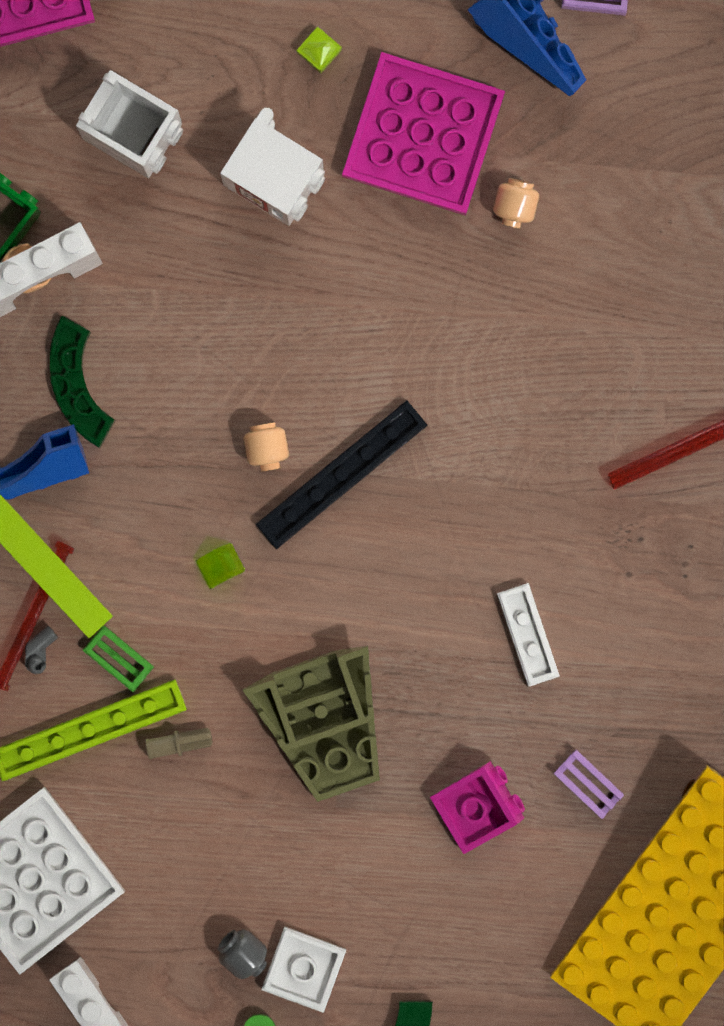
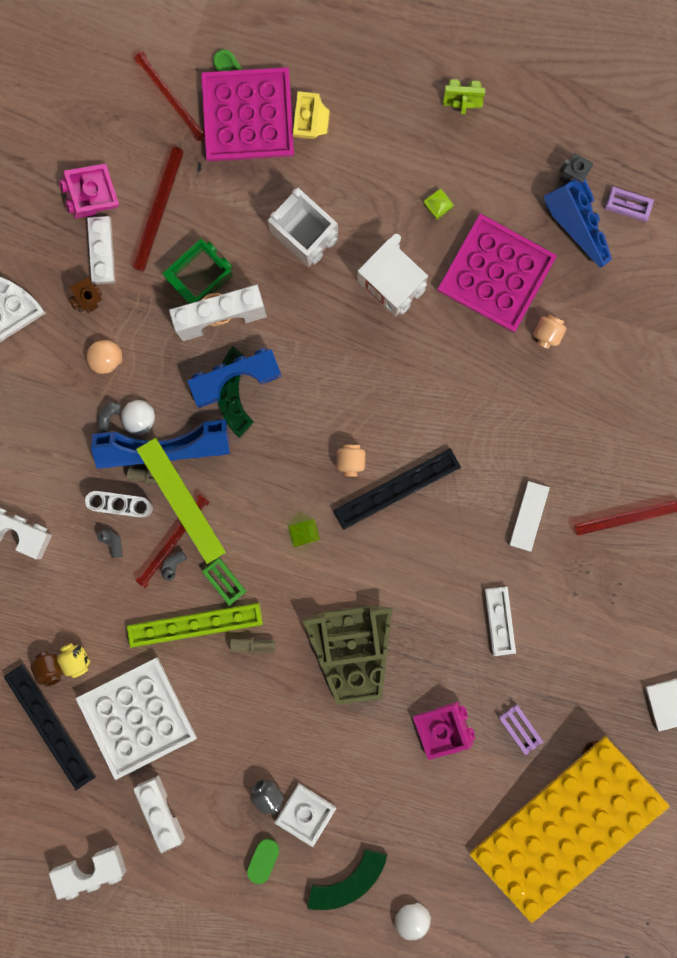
camera: 15 degrees right, 0 degrees up
(38, 383) = (208, 386): none -> blue arch
(540, 475) = (529, 516): none -> white tile

